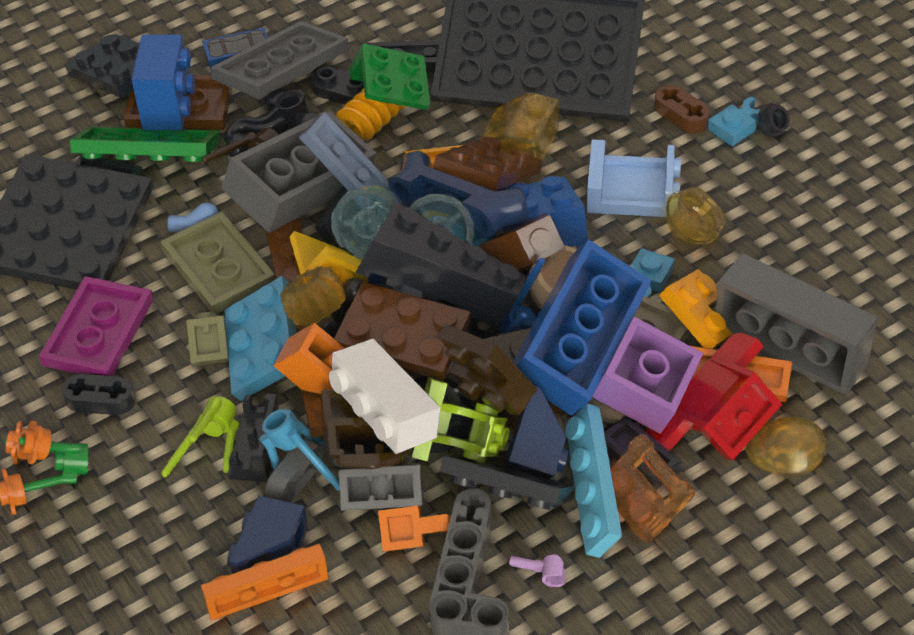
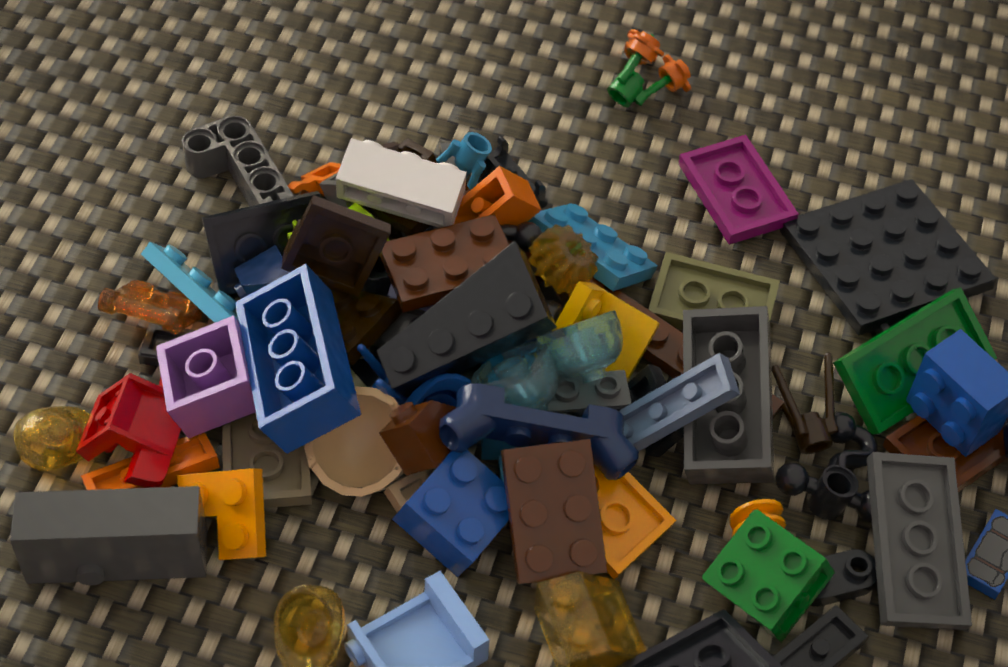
camera: 135 degrees right, 5 degrees up
(98, 394) = (669, 145): black beam -> none
(203, 211) = (783, 330): medium blue arm -> none
(207, 339) = (641, 228): olive bracket -> none
(214, 421) = (557, 173): lime plant -> none
(264, 581) = (392, 91): orange plate -> none
(268, 533) = (422, 115): dark blue slope -> none
(551, 567) = (187, 223): lavender hand -> none
(654, 267) = (314, 544): dark azure plate -> none

